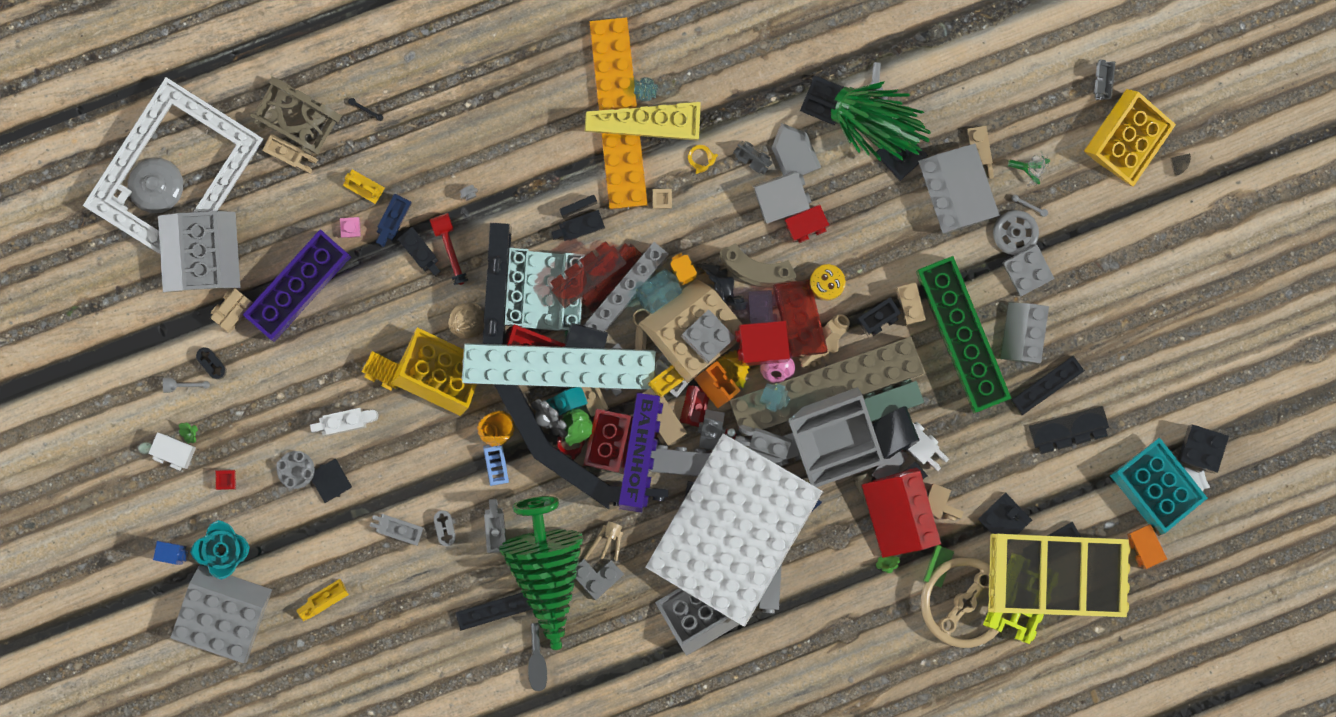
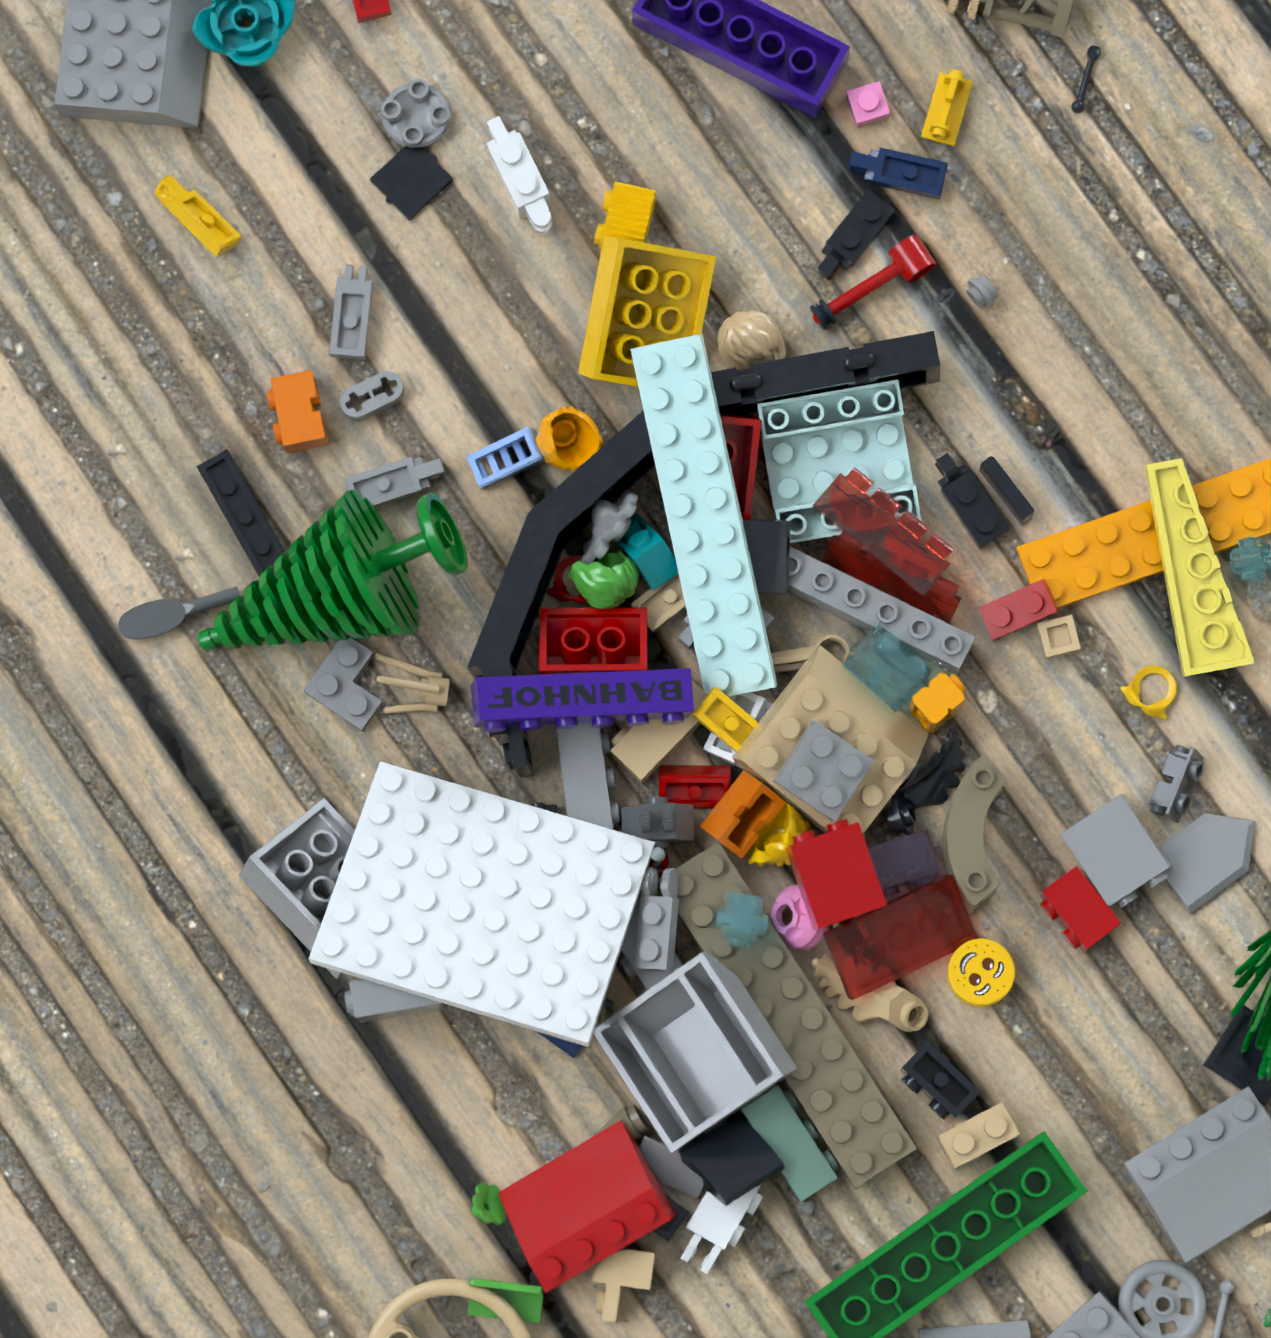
camera: 80 degrees right, 5 degrees down
(450, 570) = (294, 401): none -> orange brick
(643, 215) = (1018, 609): none -> plate

